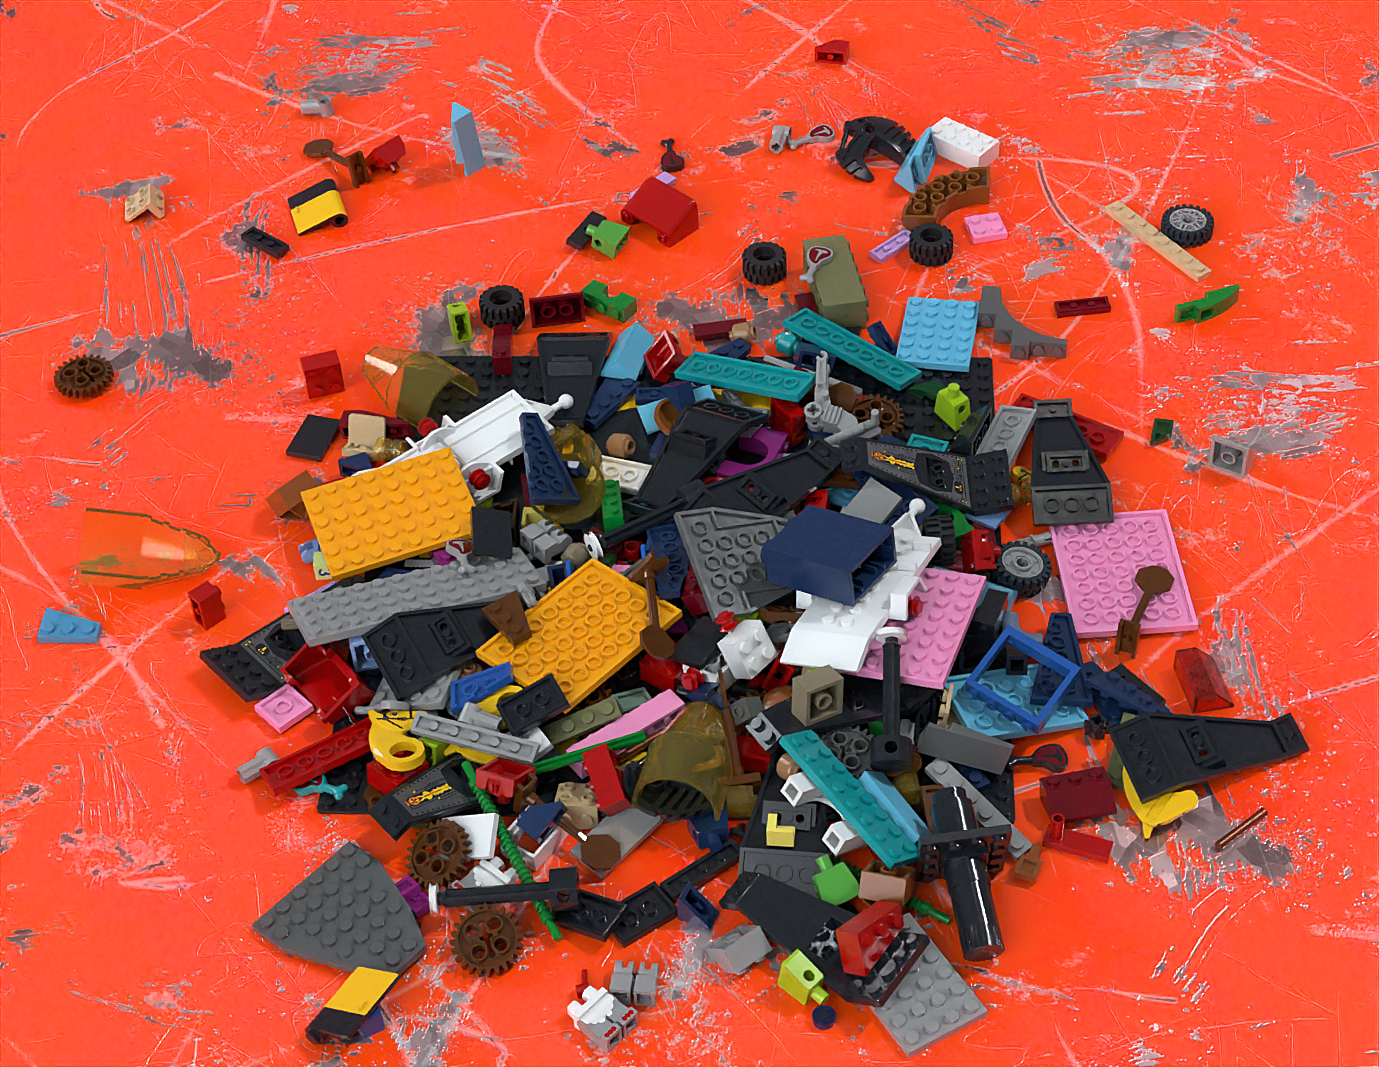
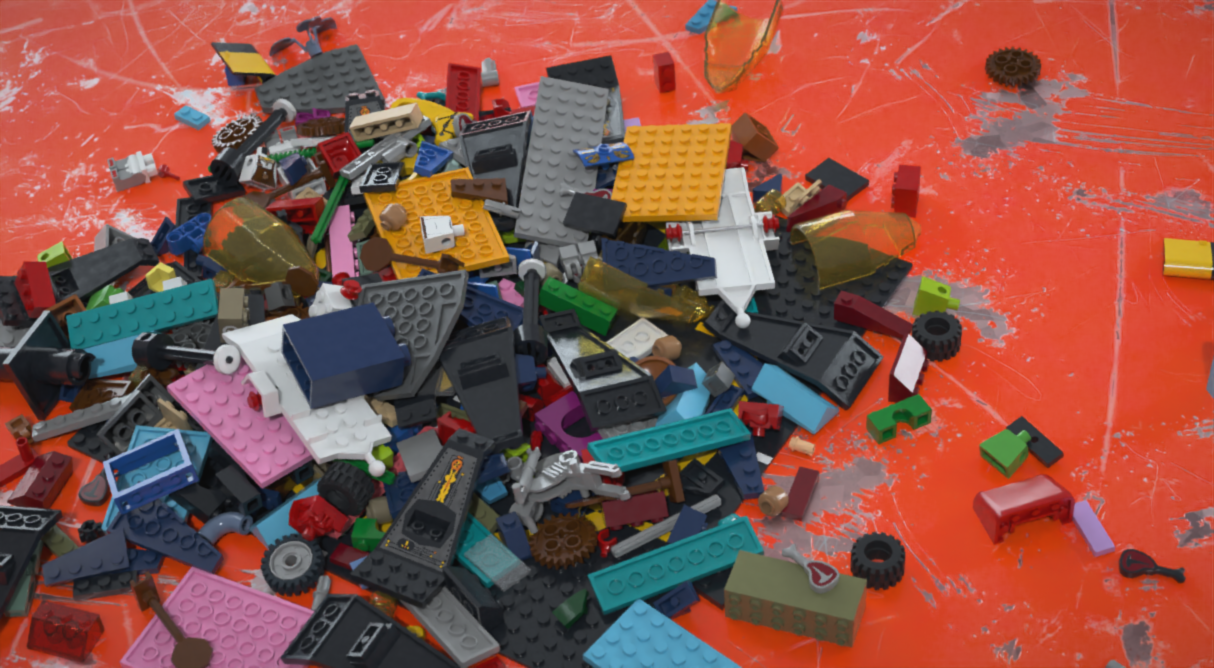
camera: 120 degrees right, 0 degrees up
(265, 242) = (1157, 209): black plate -> none
(274, 935) = (317, 25): none -> plant
(395, 561) = (604, 154): none -> blue shield
(440, 747) = (386, 122): none -> tan brick
(469, 1024) = (192, 117): none -> medium azure plate
(549, 857) = (259, 170): none -> torso
(601, 648) = (393, 217): none -> medium nougat head
(603, 606) = (439, 232): none -> white torso
(643, 987) = (141, 192): light grey legs -> none
(648, 398) = (718, 379): none -> dark grey brick
(685, 868) = (188, 235): none -> blue beam
(928, 435) = (497, 562): none -> clear piece
(952, 406) = (527, 605): lime torso -> none

